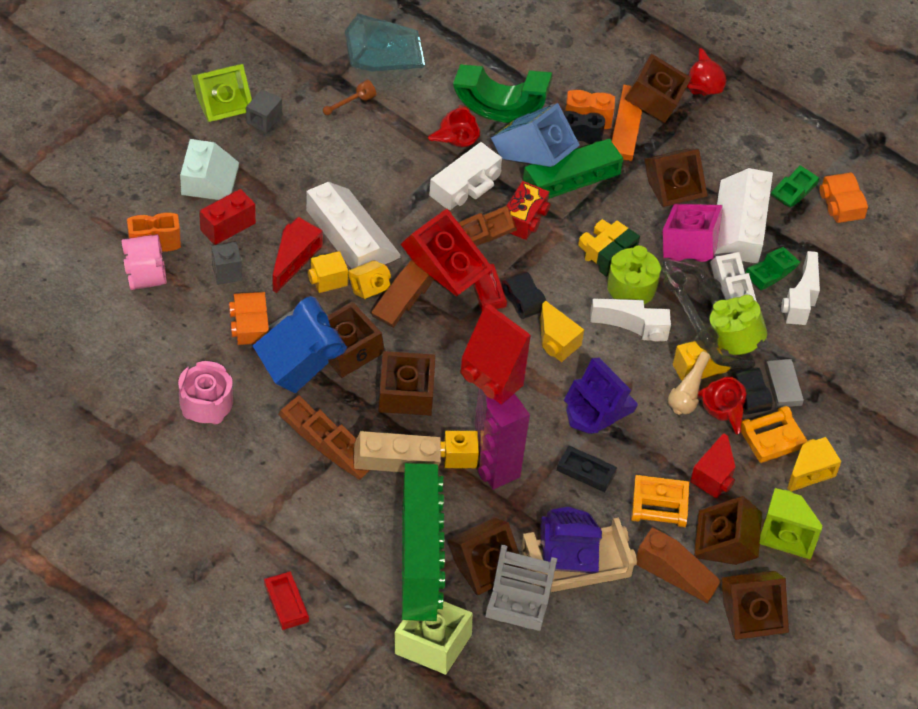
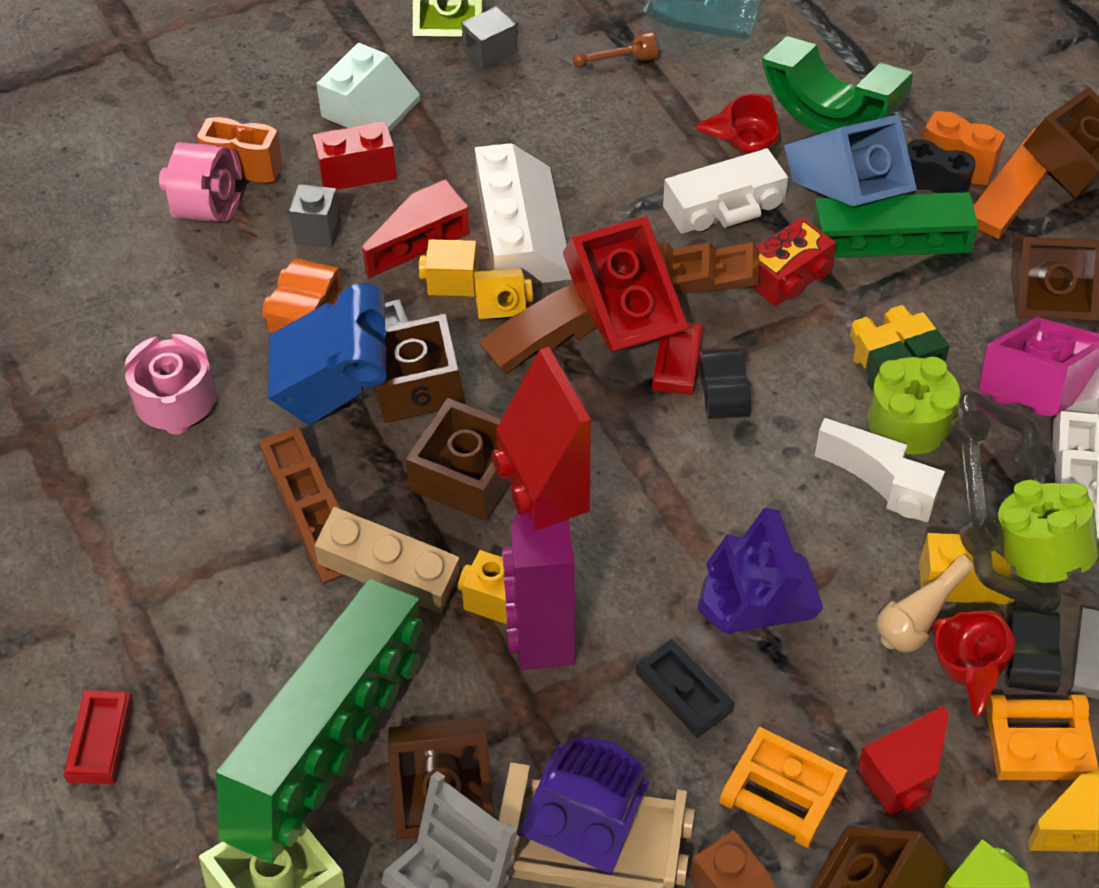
camera: 30 degrees right, 0 degrees up
(559, 333) = (748, 457): yellow slope -> none

